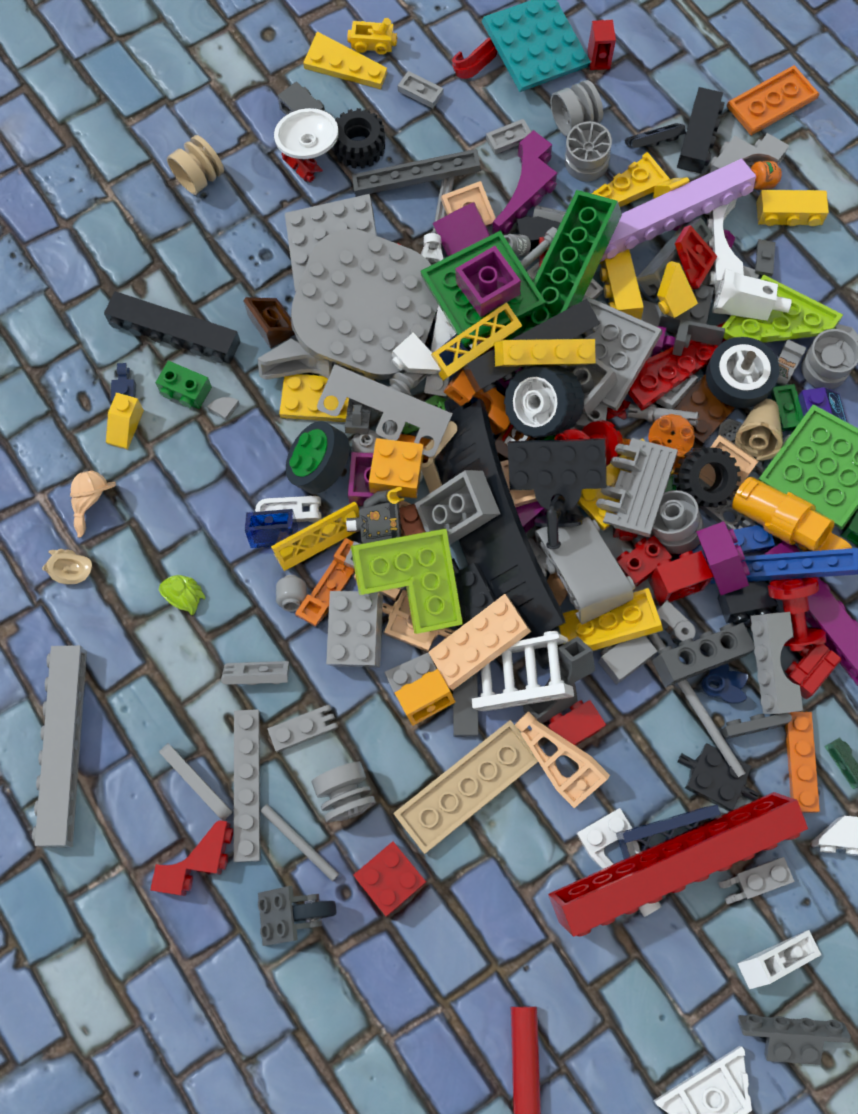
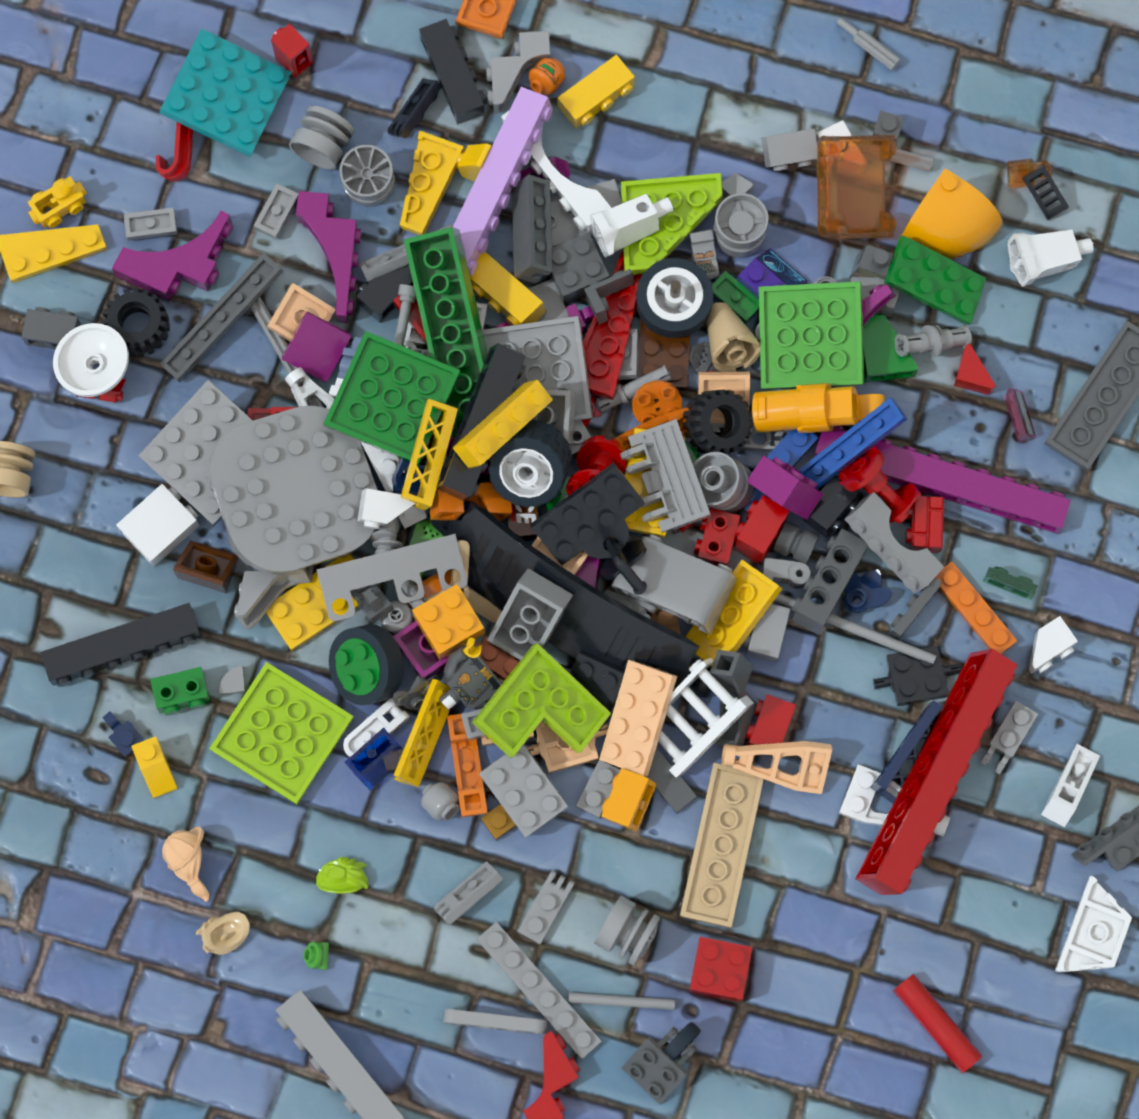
camera: 40 degrees left, 5 degrees up
(116, 633) = (317, 955): none -> bright green plate
(224, 464) = (281, 733): none -> lime plate
(263, 271) = (158, 524): none -> white brick
(318, 640) = (498, 822): none -> pearl gold plate
(333, 503) = (415, 695): none -> dark grey plate
(425, 127) = (191, 262): none -> magenta arch
(488, 281) = (398, 392): magenta brick -> none
(519, 243) = (378, 323): light grey piece -> none
(675, 291) = (562, 270): yellow slope -> none
(694, 255) = (553, 219): red wing -> none
(698, 606) = (795, 542): none -> dark grey wheel
(765, 257) = (608, 161): dark grey piece -> none

